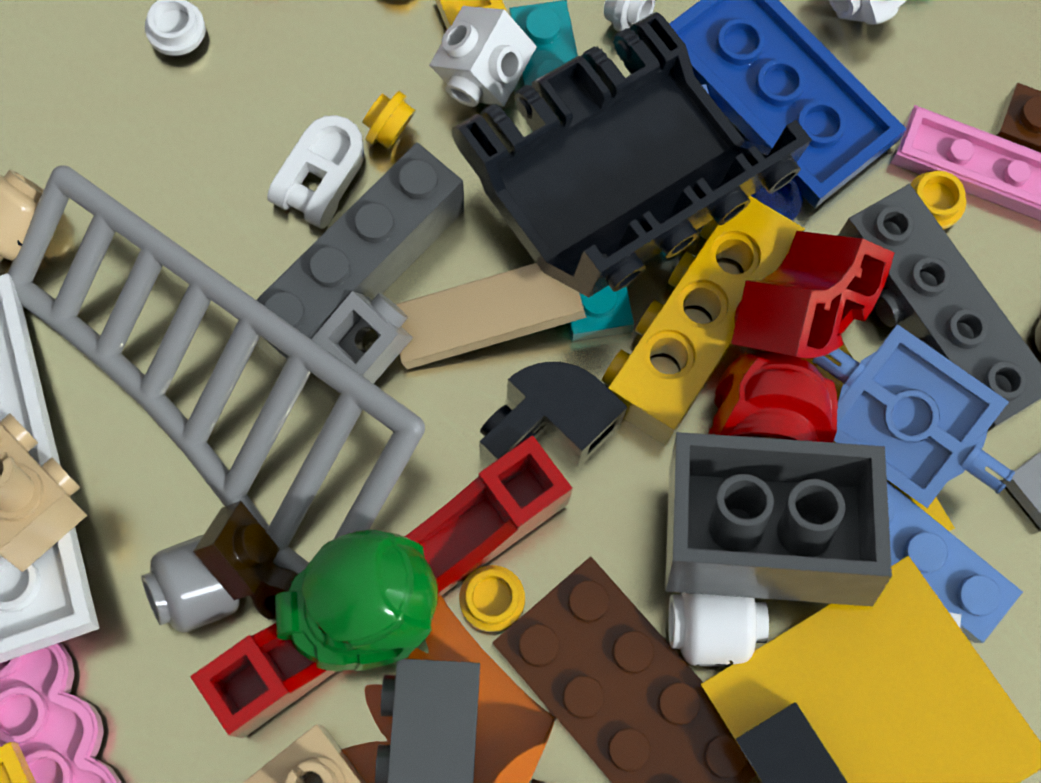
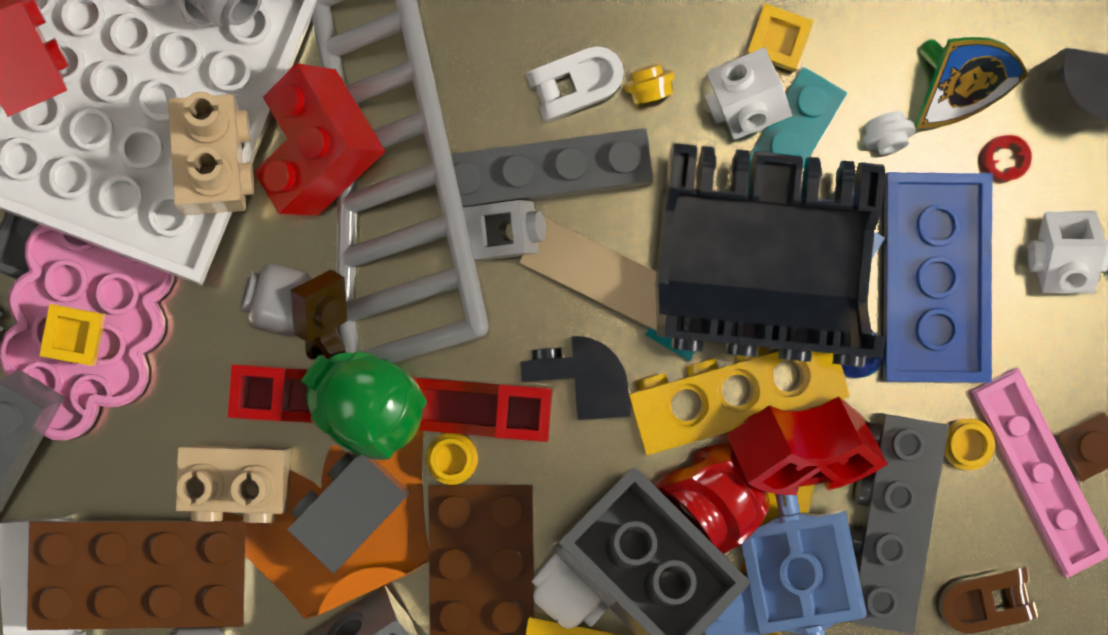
camera: 45 degrees right, 15 degrees up
(121, 399) = (324, 145): none -> red brick

